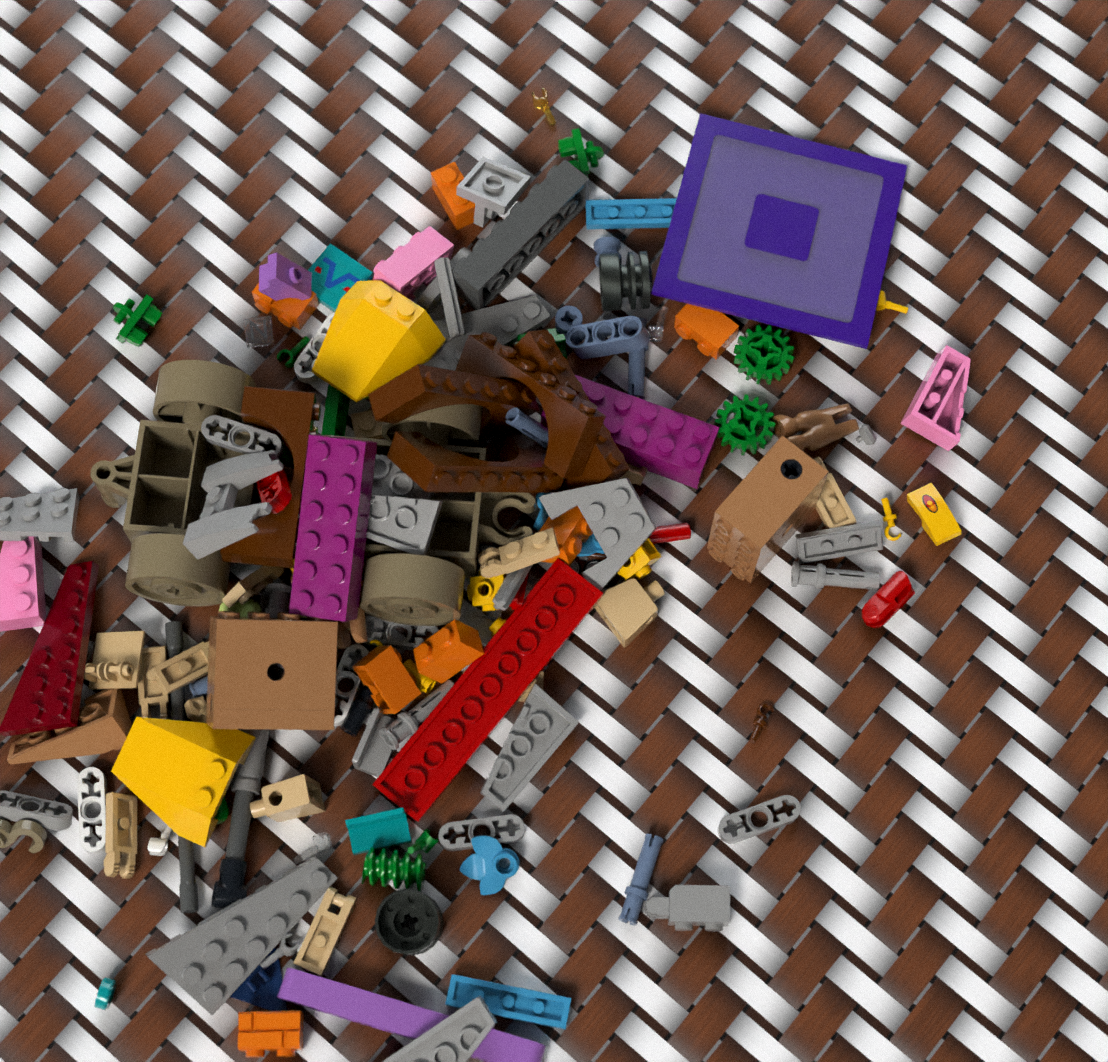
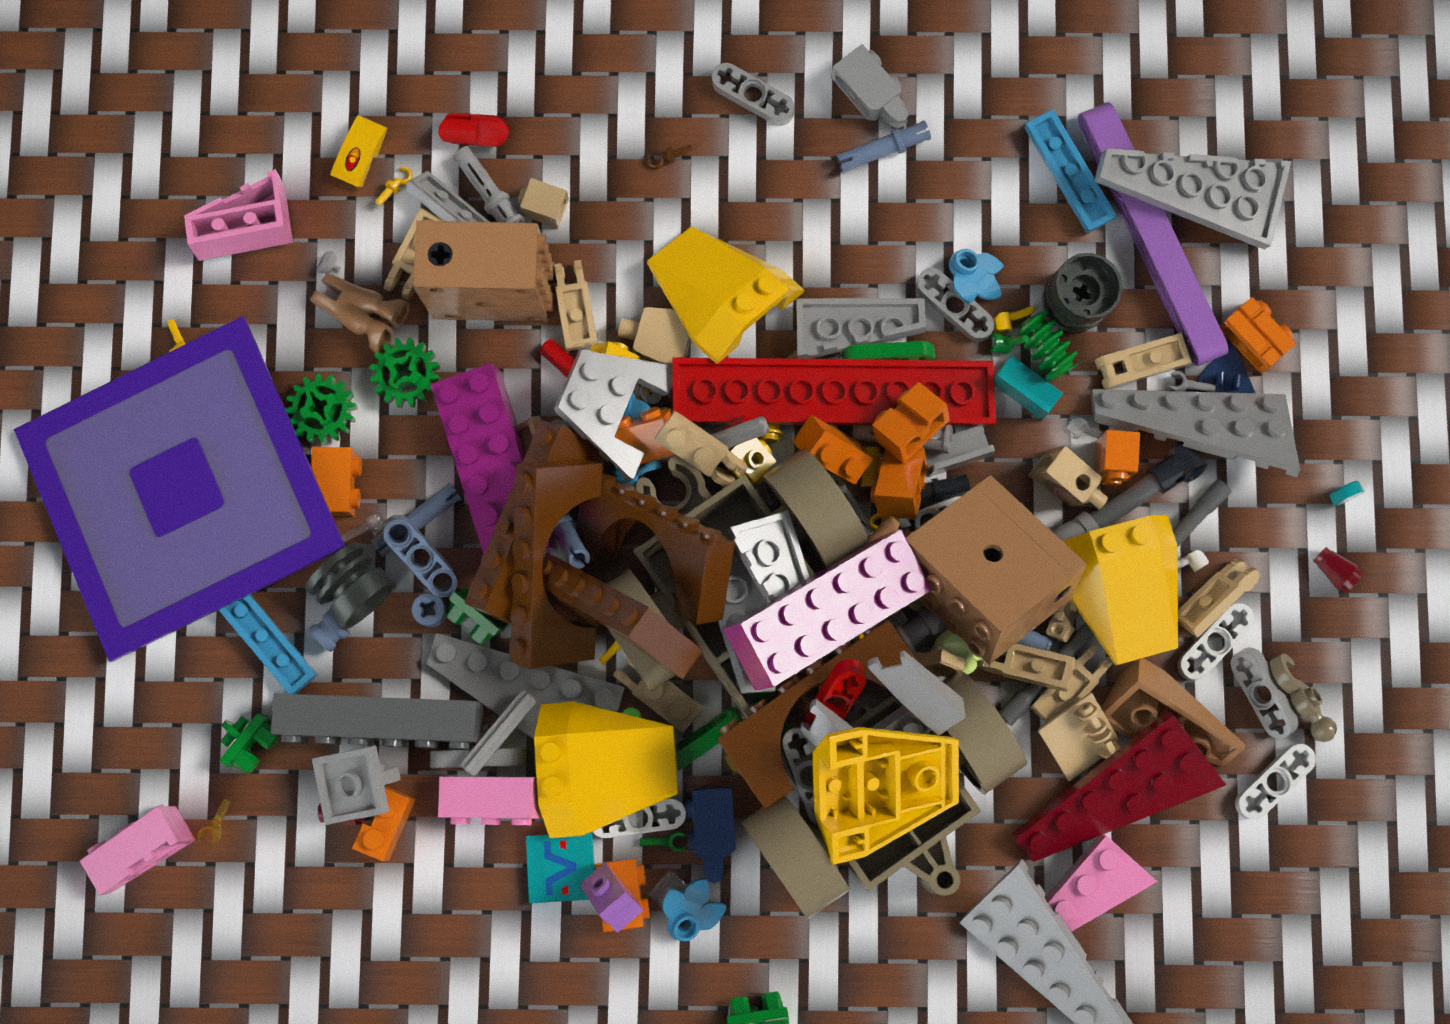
camera: 130 degrees left, 10 degrees up
(60, 939) = (1338, 570): none -> dark red cone
(188, 465) = (880, 787): none -> yellow wedge
(236, 332) = (693, 906): none -> dark azure plate
(271, 373) = (713, 829): none -> dark blue hinge
(273, 842) = (1116, 456): none -> orange brick
(419, 714) = (911, 423): none -> orange brick
(441, 856) = (1003, 320): none -> yellow hand
(484, 753) = (898, 351): none -> green beam
(566, 51) = (136, 848): none -> bright pink wedge
(629, 673) = (718, 289): none -> yellow wedge
(699, 570) = (575, 309): none -> tan hinge
(793, 605) = (543, 202): none -> tan brick

